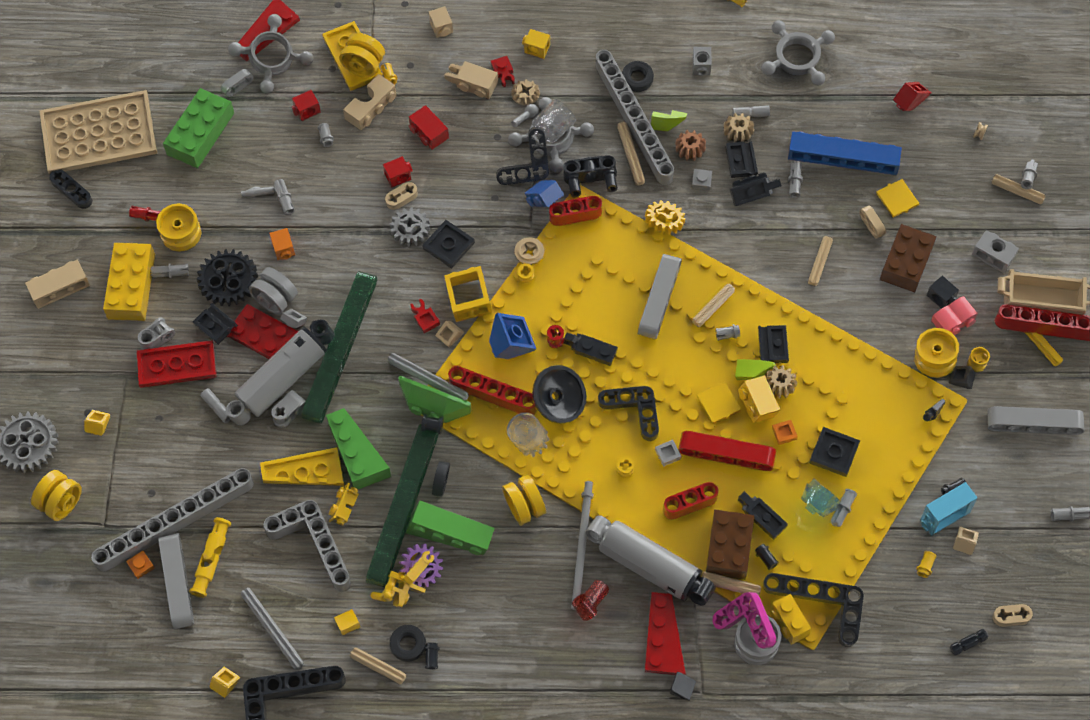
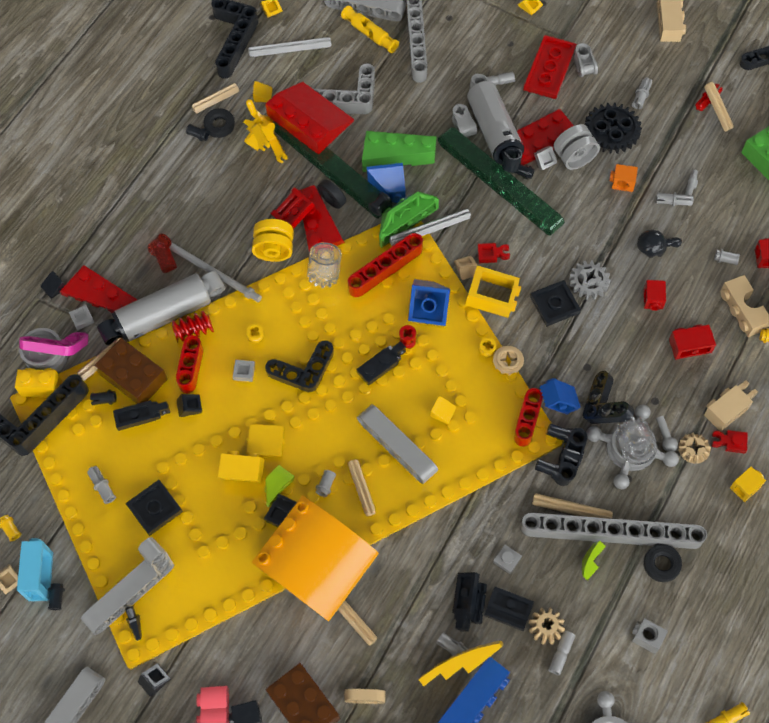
camera: 120 degrees right, 0 degrees up
(129, 282) = (645, 58): yellow brick -> none
(158, 198) = (719, 106): none -> tan axle
(178, 227) = (680, 108): yellow wheel -> none
(214, 323) = (571, 102): black plate -> none
(305, 469) = (405, 111): yellow wing -> none
(340, 511) = (360, 131): yellow hinge -> none
(341, 193) = (654, 243): none -> black hair
(363, 542) = (308, 116): none -> red slope
(399, 432) = (388, 179): none -> slope
(401, 195) = (624, 290): tan beam -> none
(434, 567) = (271, 156): medium lavender gear -> none
(449, 528) = (294, 172): bright green wedge -> none
(478, 477) = (318, 222): none -> red wing
(478, 500) = (298, 208): none -> red plate
(568, 392) = (338, 306): black dish -> none
(607, 279) = (442, 410): none -> yellow slope
(653, 520) = (192, 326): none -> red piece
(665, 217) = (477, 503): yellow gear -> none
(690, 145) = (553, 574): nougat gear -> none
(699, 634) = (81, 317): none -> light grey plate
(727, 450) = (213, 418): red beam -> none
(727, 482) = (189, 405): none -> black slope
(783, 376) = (253, 504): tan gear -> none
(784, 432) = (199, 475): orange plate -> none
(798, 300) = (315, 557): none -> light orange slope
(802, 161) = (467, 659): none -> yellow slope
(819, 499) = (117, 463): clear light blue cone -> none
(909, 426) = (130, 588): none -> light grey beam
(936, 352) = (188, 675): yellow wheel -> none
(980, 355) = (153, 702): yellow wheel -> none

